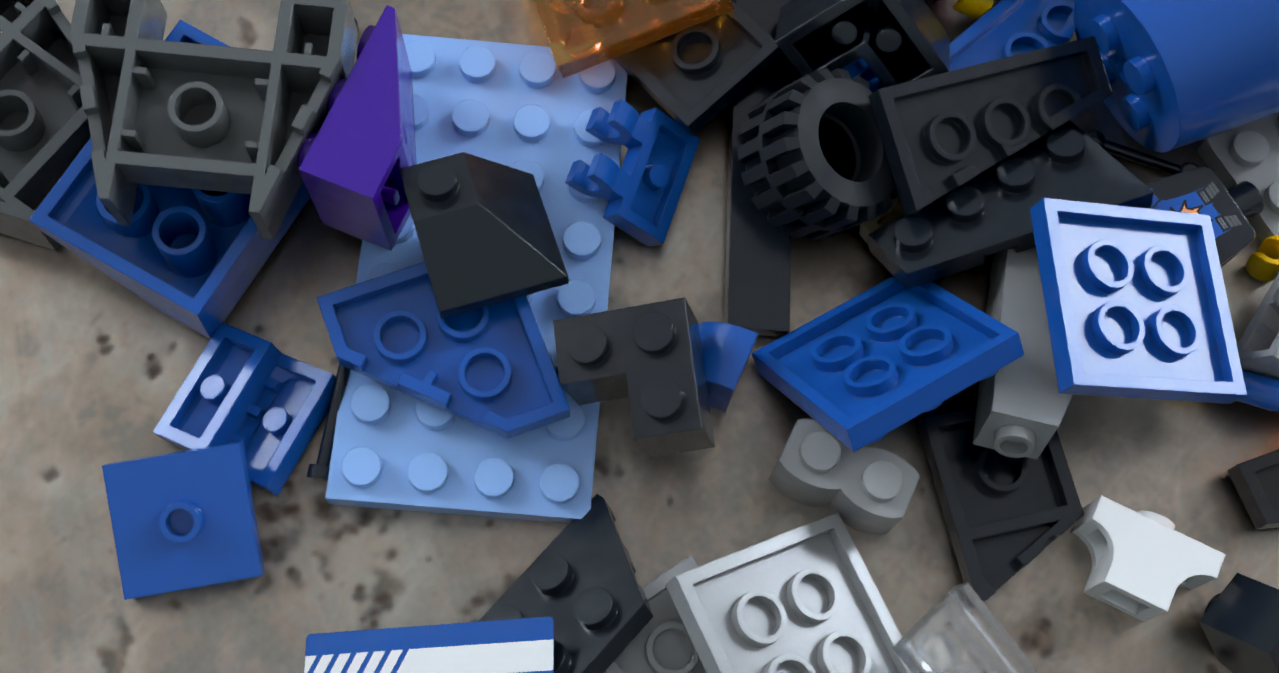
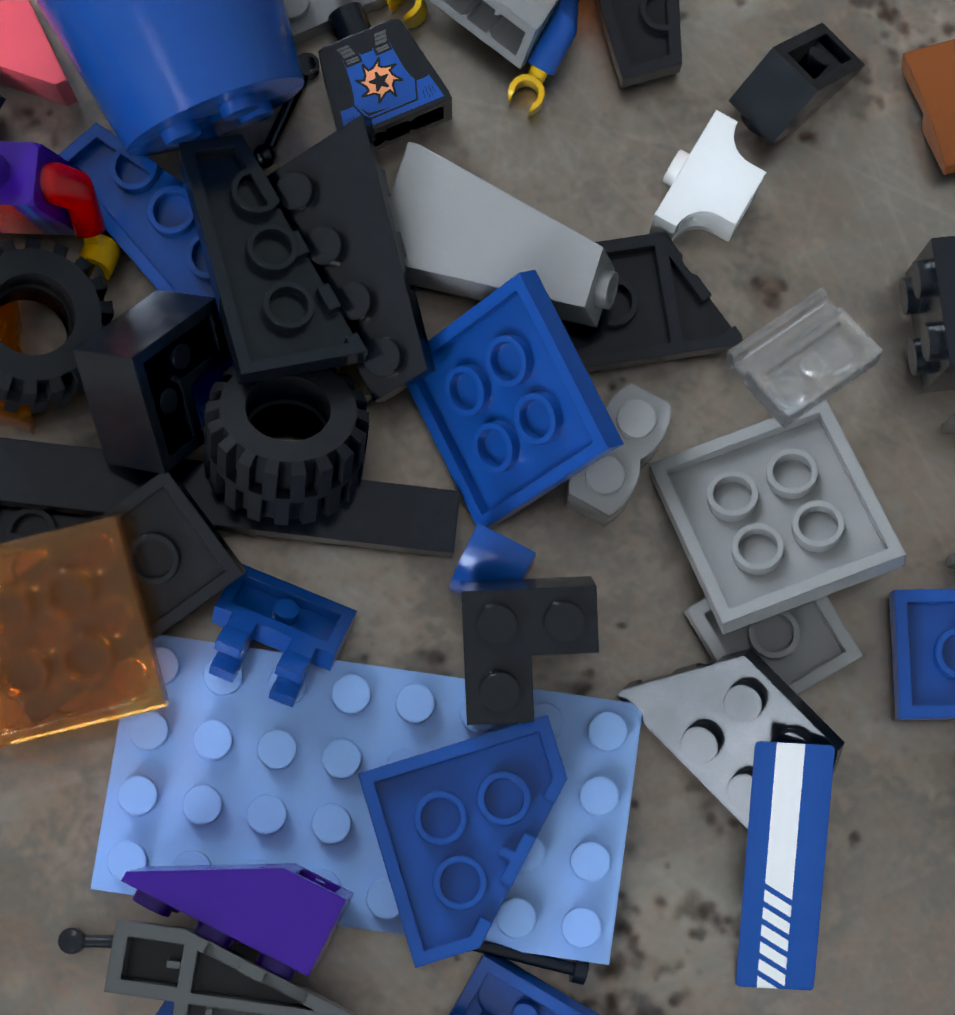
camera: 80 degrees left, 10 degrees up
(481, 232) = (364, 792): black slope -> none
(1135, 303) = (477, 152): plate -> none

